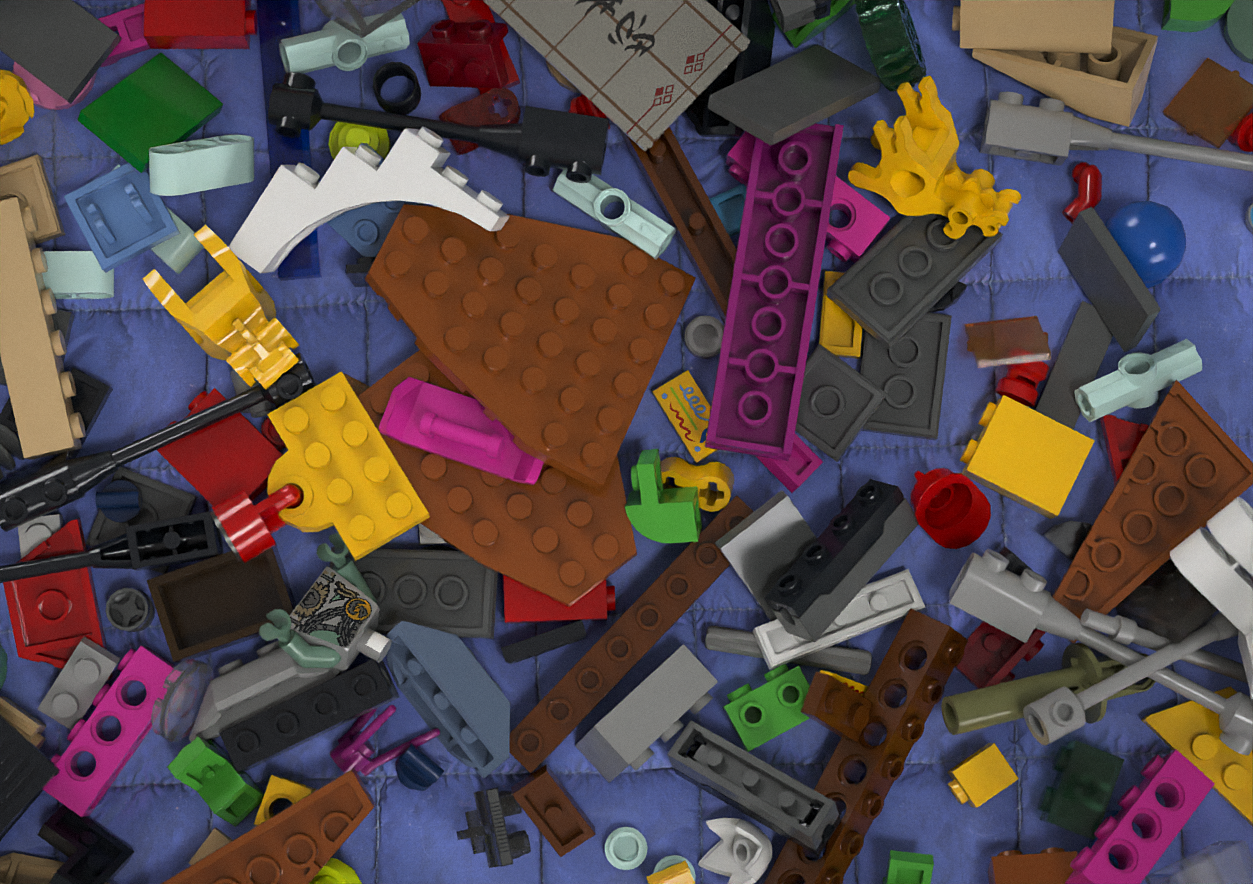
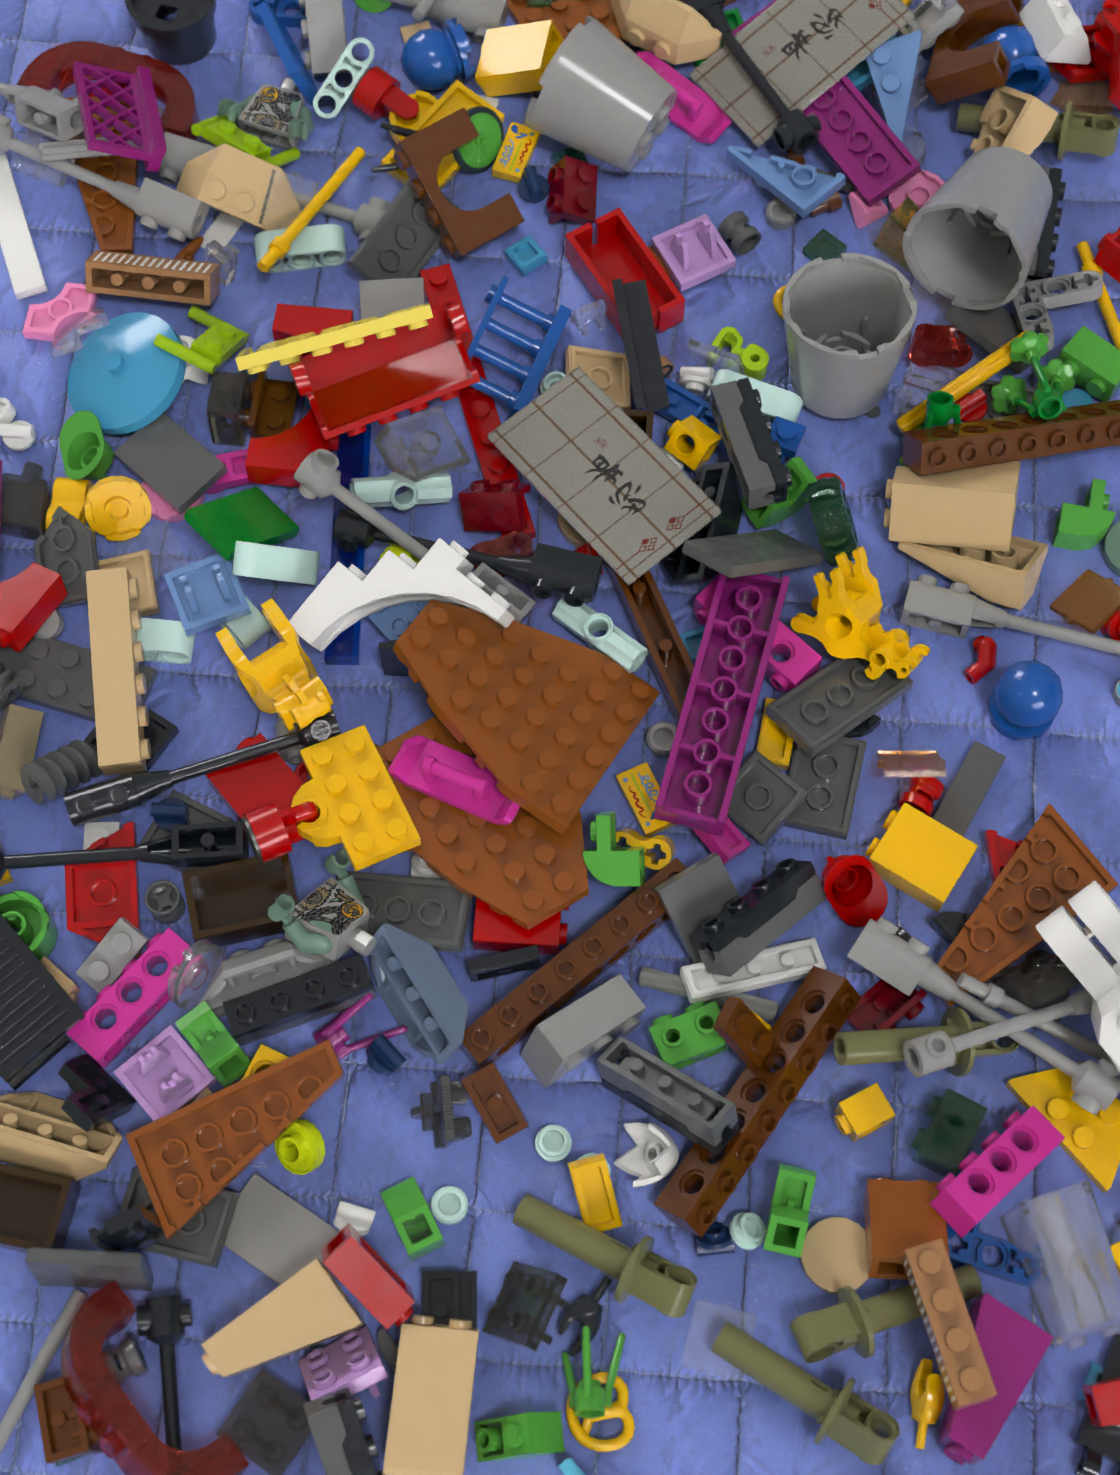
camera: 10 degrees right, 15 degrees down
(162, 821) = (165, 1075): none -> lavender plate
(245, 53) = (321, 478): none -> light grey bar
(396, 69) = (438, 513): black piece -> none
(1108, 279) = (997, 719): dark grey tile -> none
(1138, 380) = (1017, 804): light aqua piece -> none

